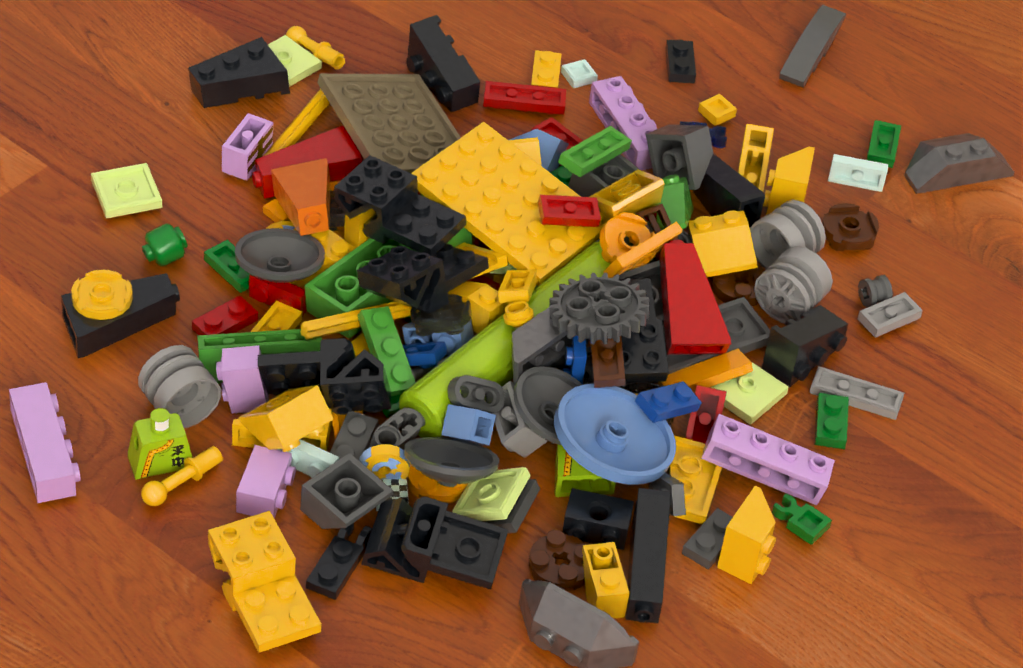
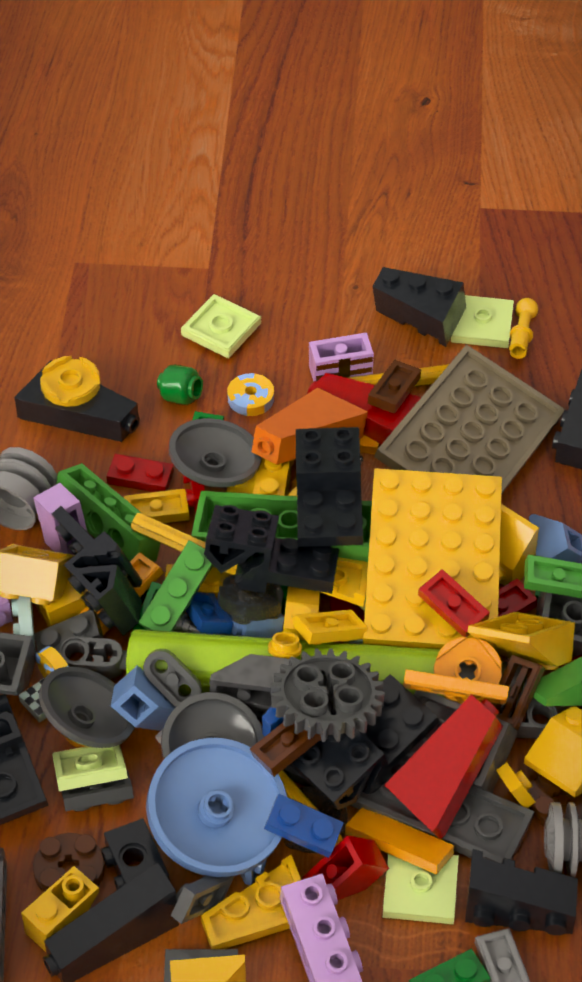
camera: 60 degrees right, 5 degrees up
(214, 217) = (247, 404): none -> yellow piece
(318, 131) = (394, 386): none -> reddish brown plate
(722, 289) = (517, 784): none -> yellow plate

